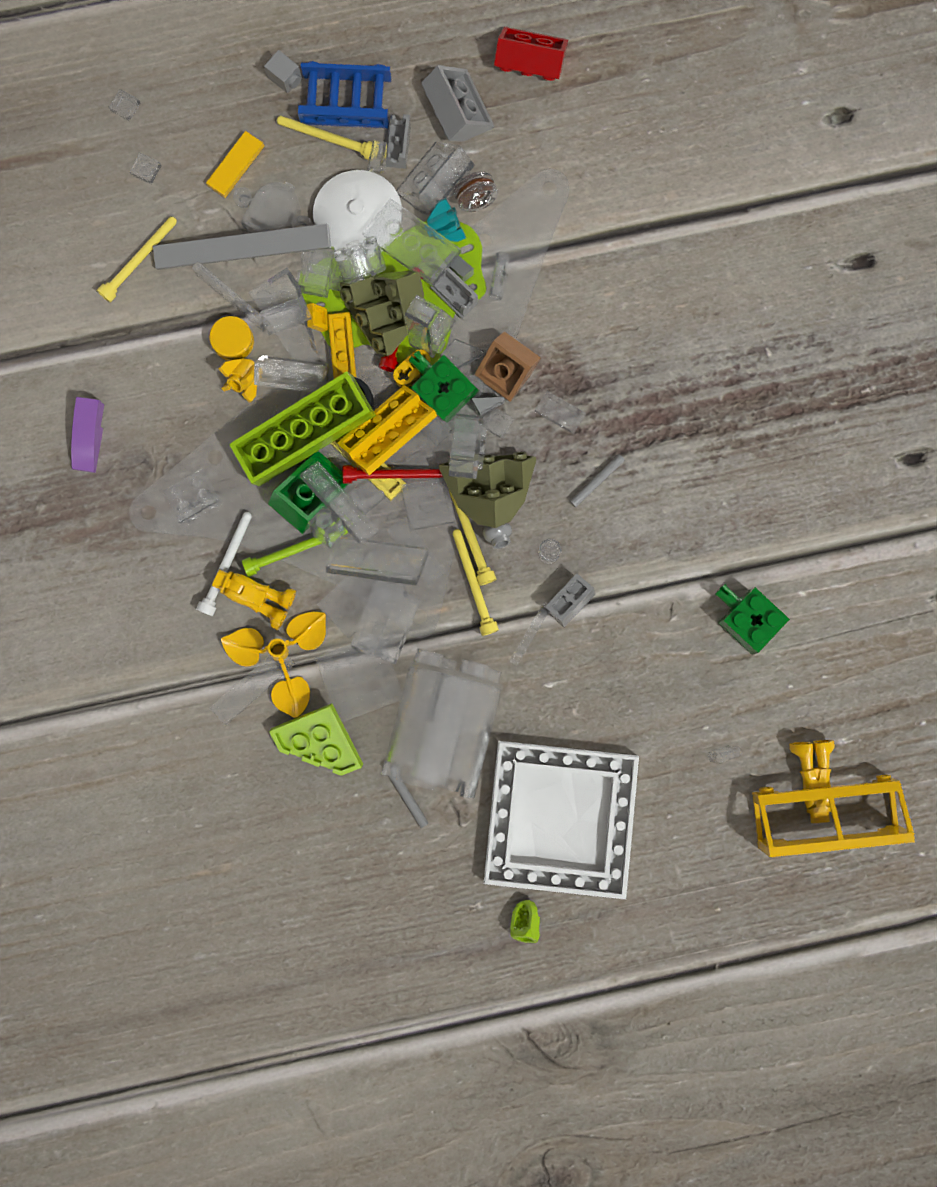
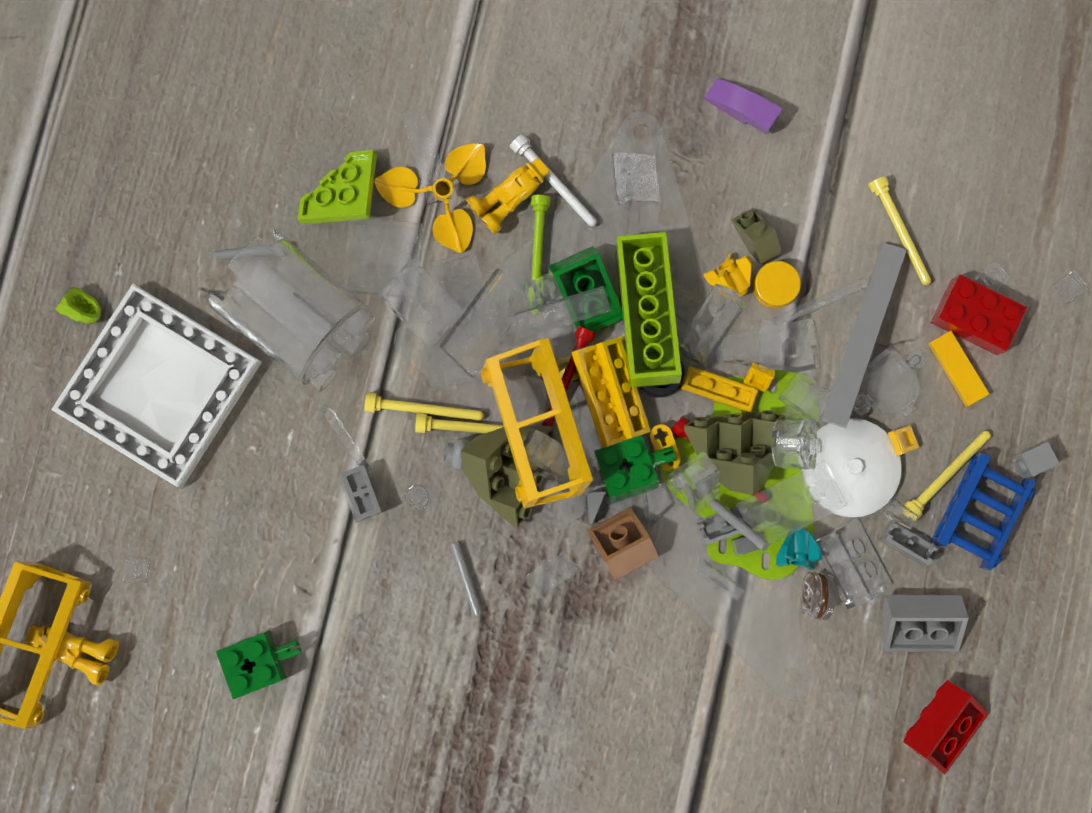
camera: 110 degrees right, 0 degrees up
(182, 165) = (978, 315): none -> red brick
(196, 372) = (757, 235): none -> olive slope
(315, 181) = (903, 440): none -> yellow tile
(387, 493) = (545, 365): none -> yellow windscreen
(448, 275) = (739, 524): none -> light grey bar

